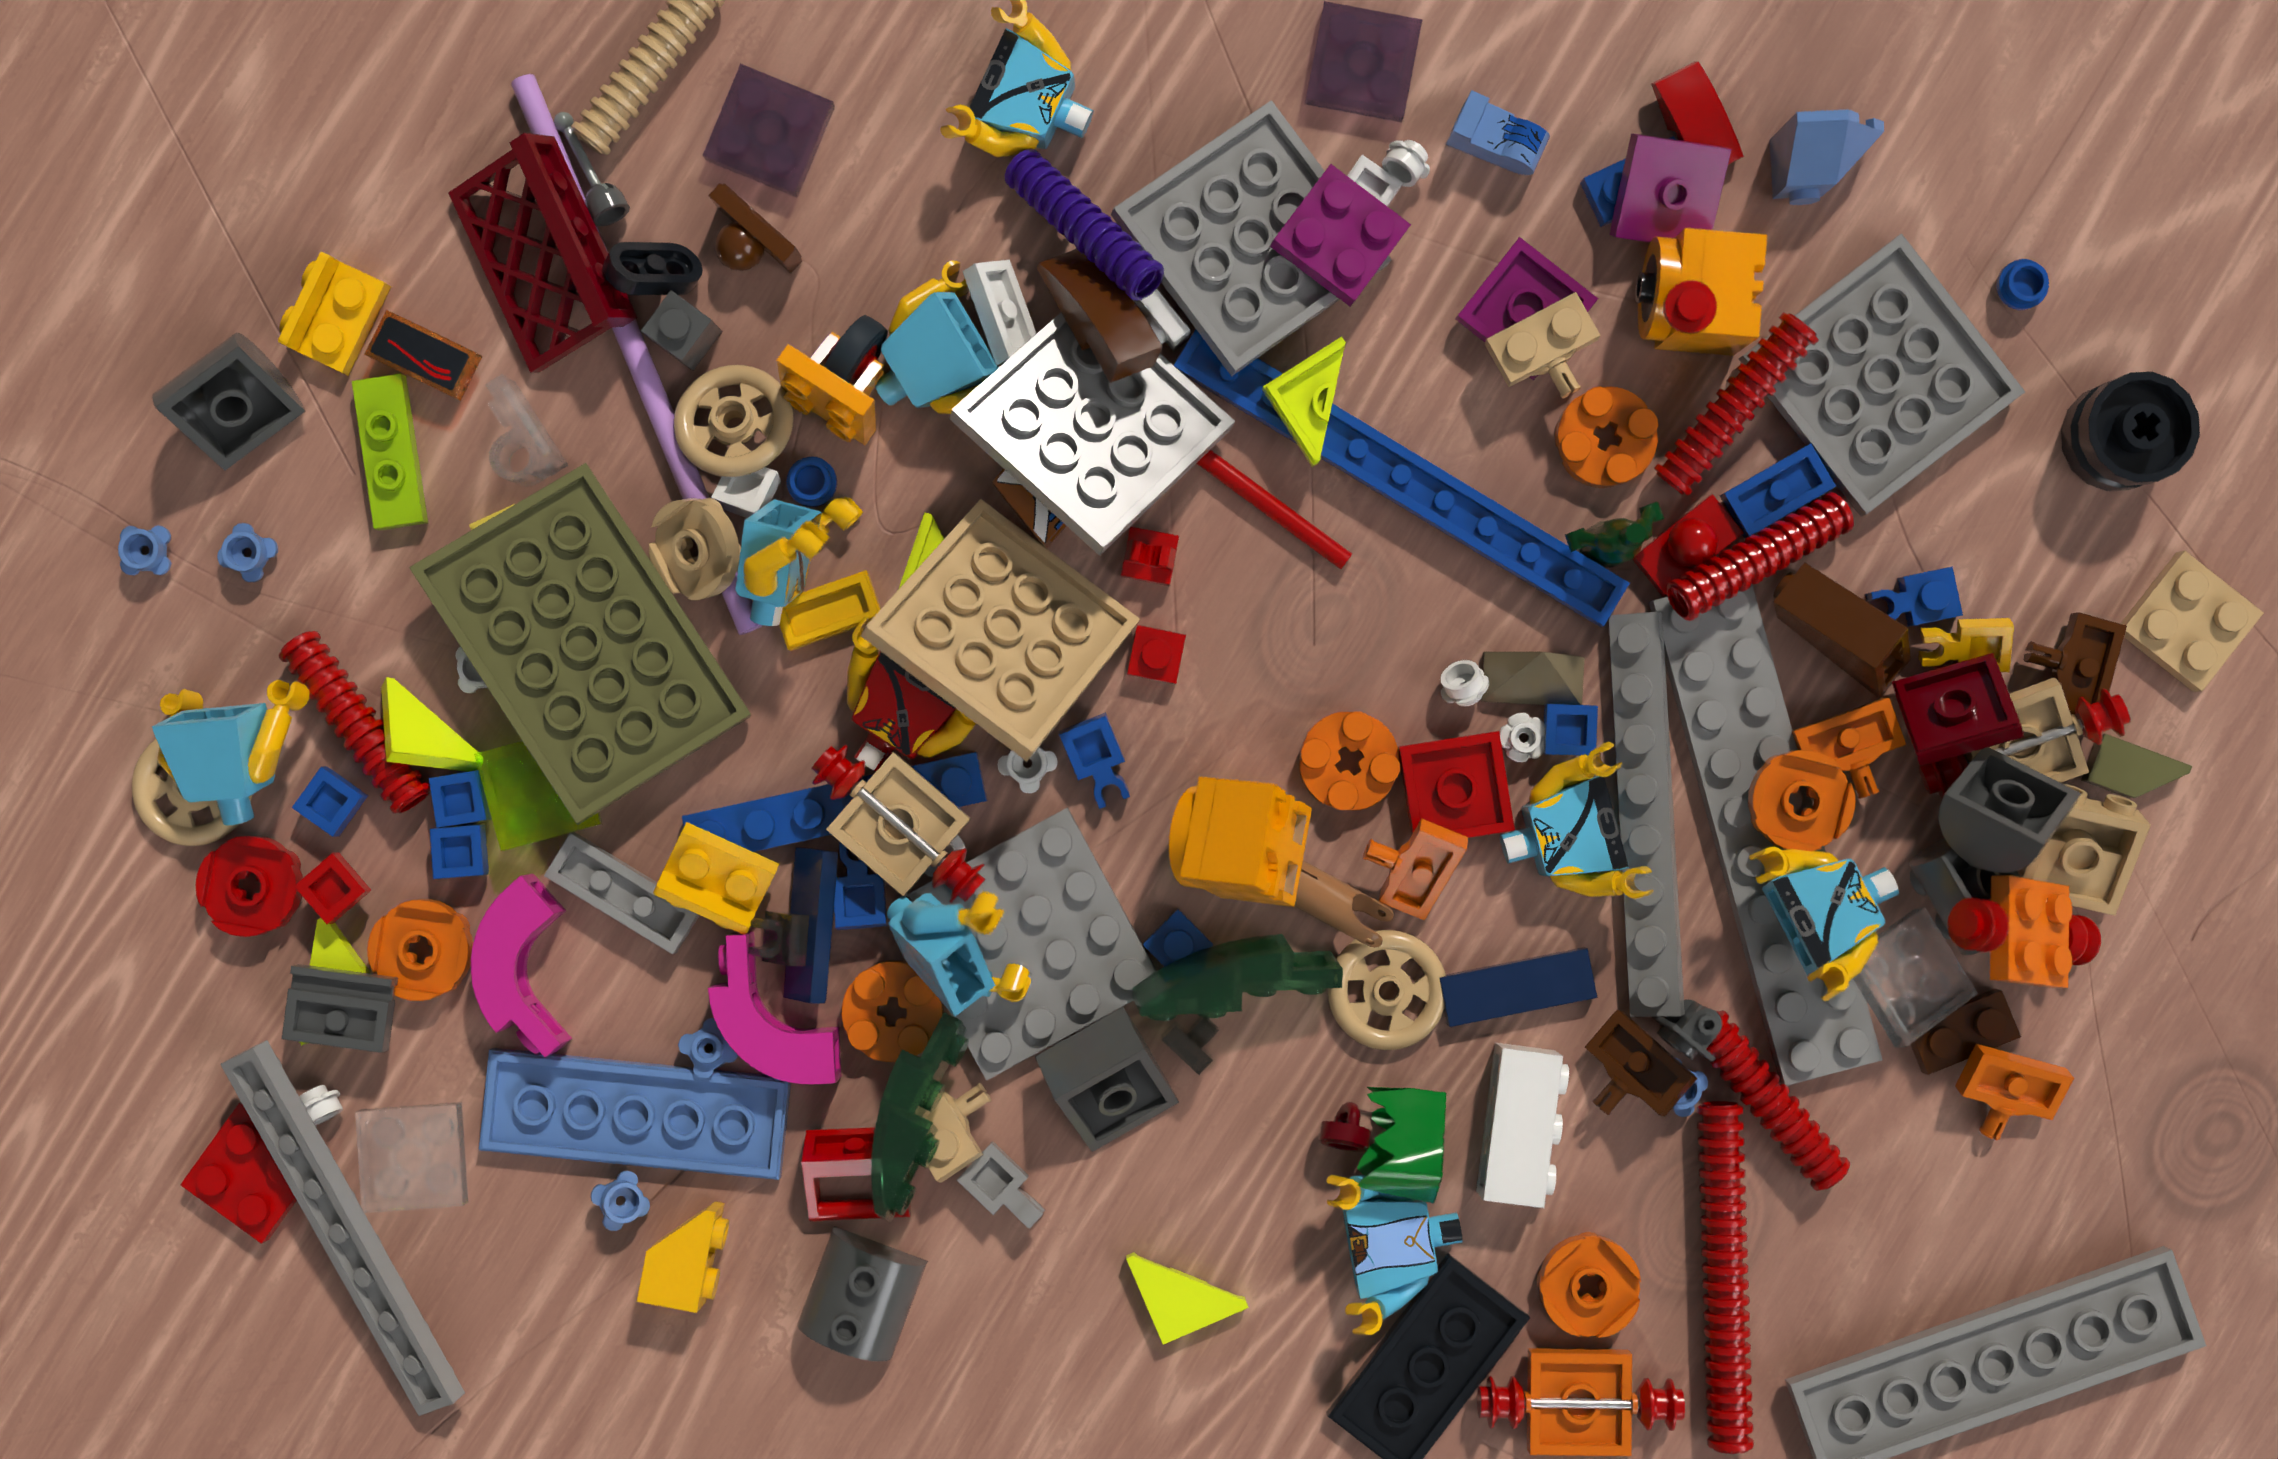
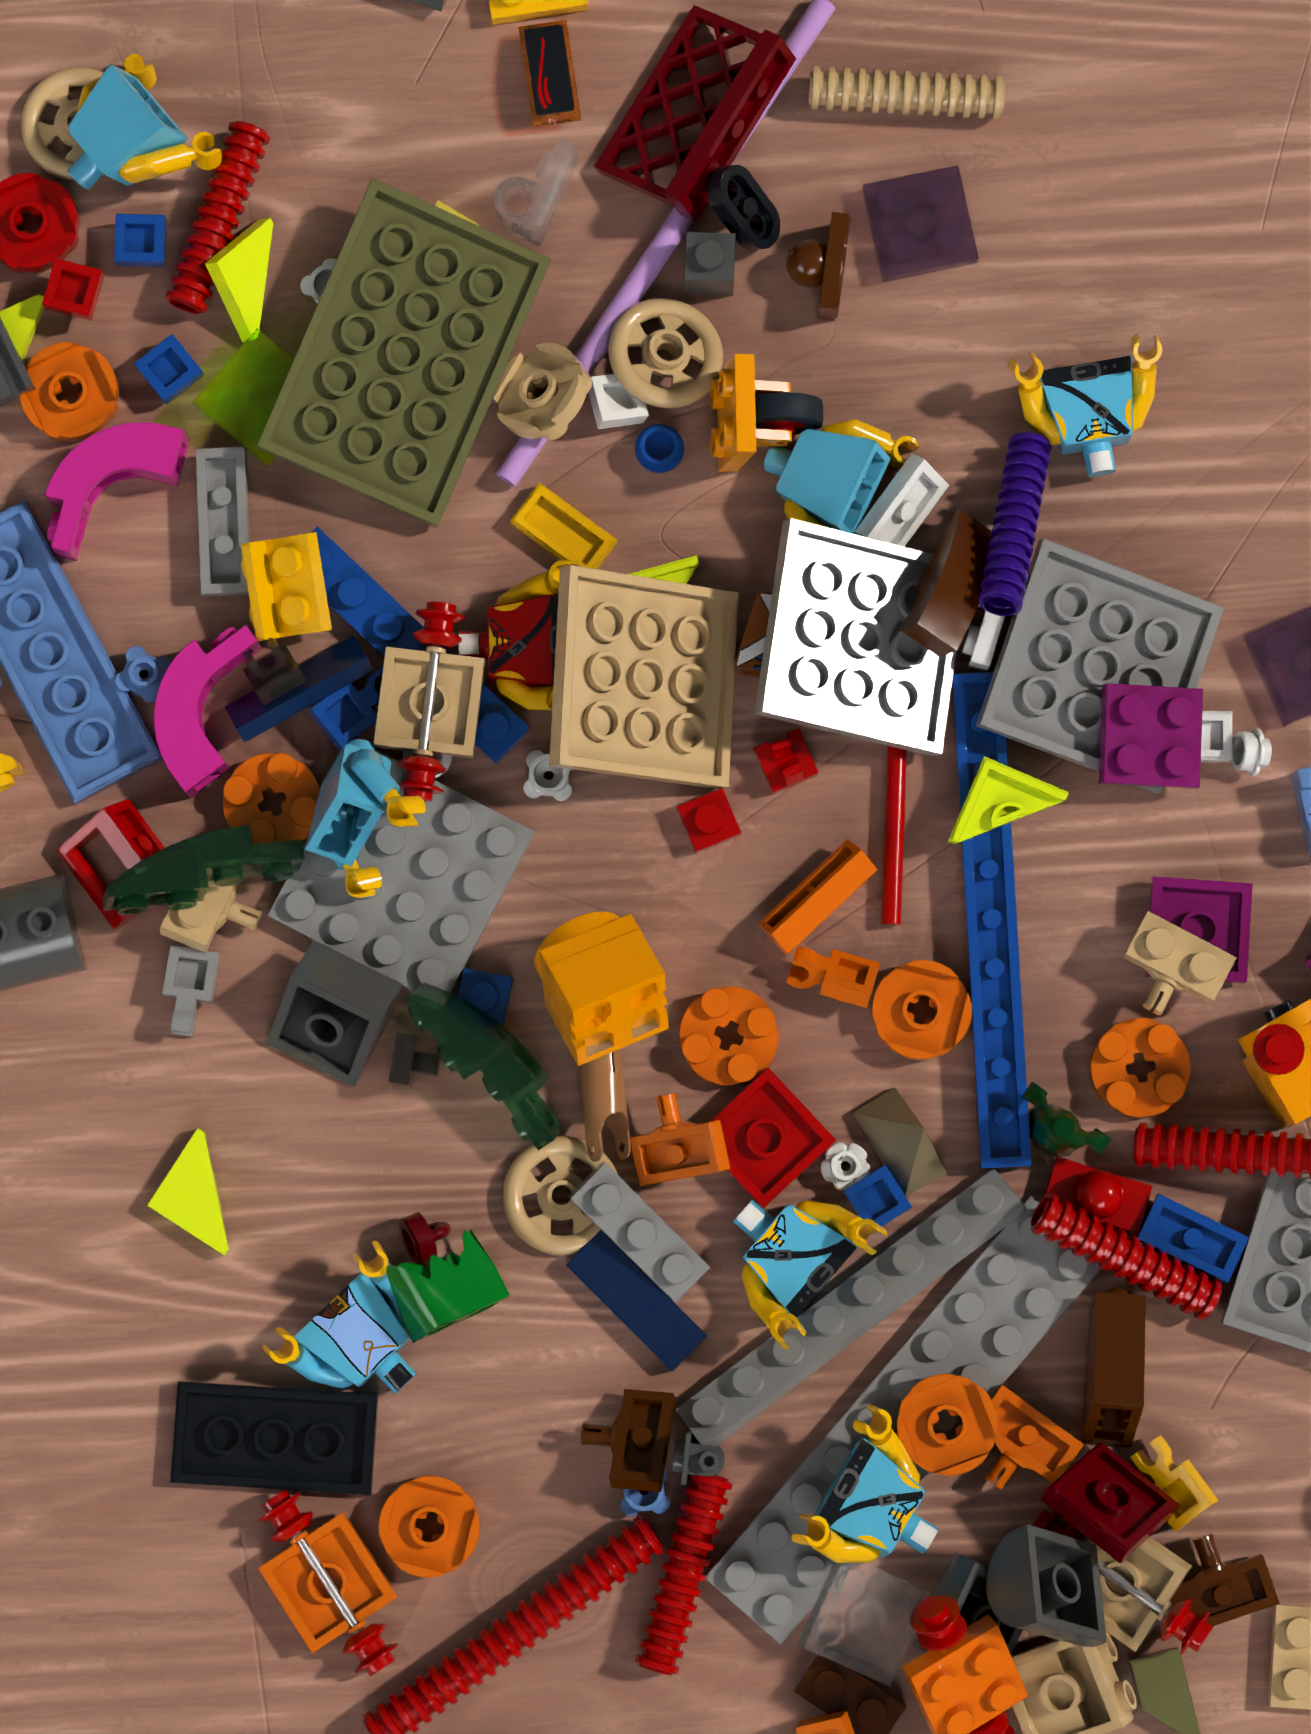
camera: 55 degrees right, 5 degrees down
(232, 552) = (293, 28): medium blue plate -> none
(389, 452) = (453, 99): lime plate -> none
(459, 799) = (211, 341): blue plate -> none
(603, 200) = (772, 131): hinge -> none
(779, 551) = (585, 459): torso -> none
(1094, 752) = (595, 822): blue plate -> none
(1284, 607) = (817, 897): none -> orange piece
(1364, 633) = (841, 976): none -> orange plate
(1463, 683) = (856, 1086): white plate -> none
(1463, 947) = (639, 1231): none -> light grey plate
(1465, 586) = (945, 995): none -> orange plate
(1521, 1125) = (525, 1379): white brick -> none
(1923, 597) = (1189, 1422): blue plate -> none

